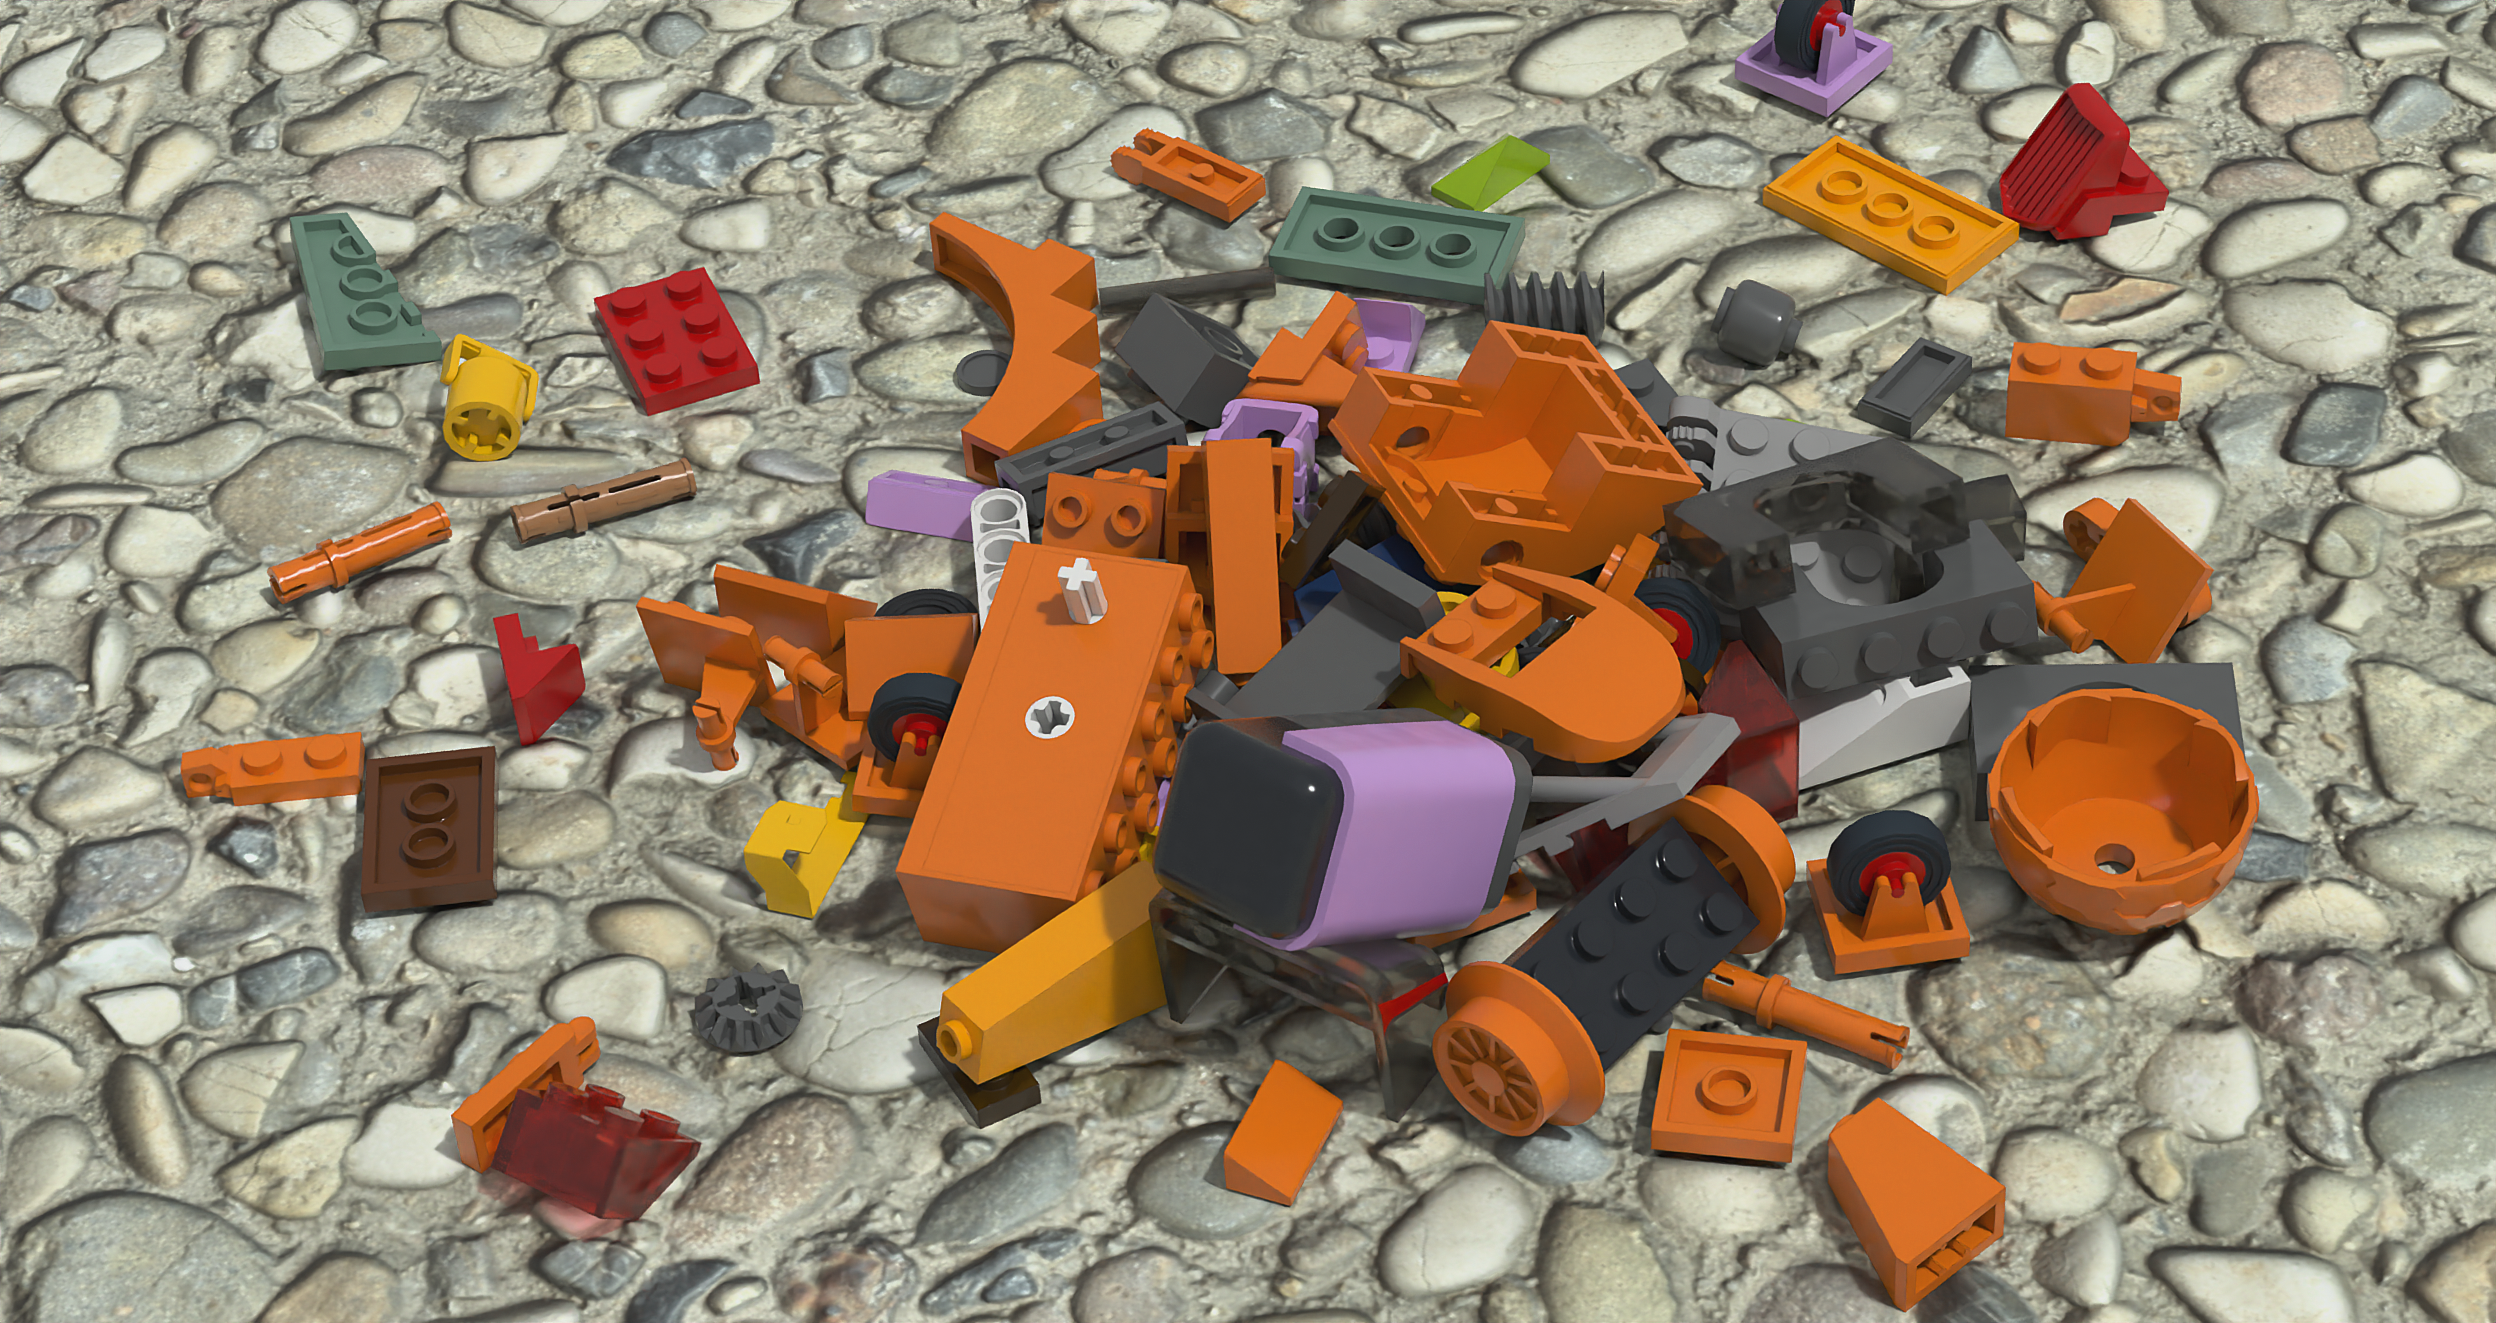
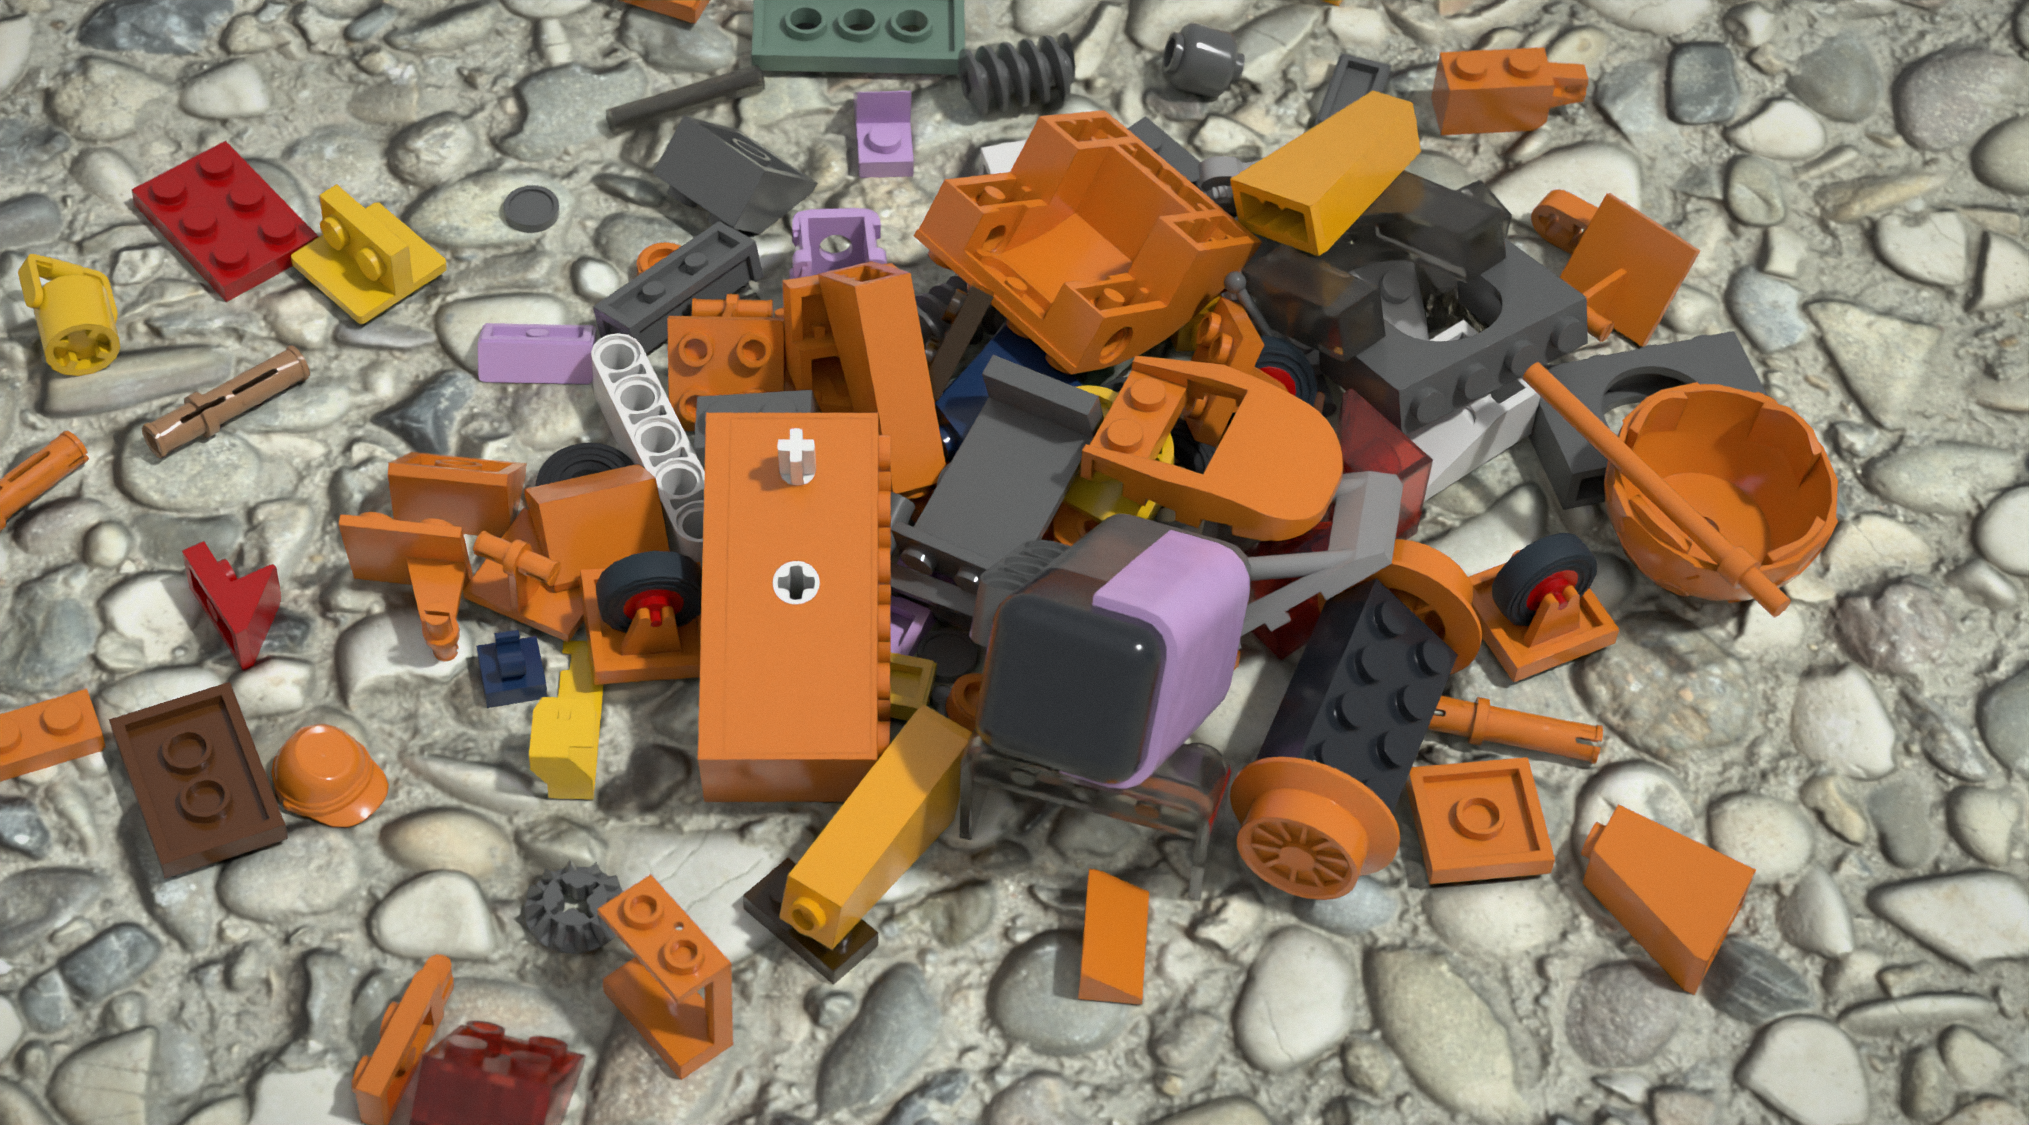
camera: 25 degrees left, 10 degrees up
(559, 848) = (328, 777): none -> orange hat
(777, 778) = (511, 669): none -> dark blue tile
(795, 389) = (365, 256): none -> yellow bracket
(801, 1085) = (663, 978): none -> orange panel
(1046, 308) = (588, 171): orange arch -> none
(1315, 367) = (857, 180): orange piece -> none
(1653, 518) = (1235, 284): none -> dark grey hinge
(1801, 423) = (1328, 174): none -> light orange slope
(2087, 866) = (1735, 564): none -> orange bar

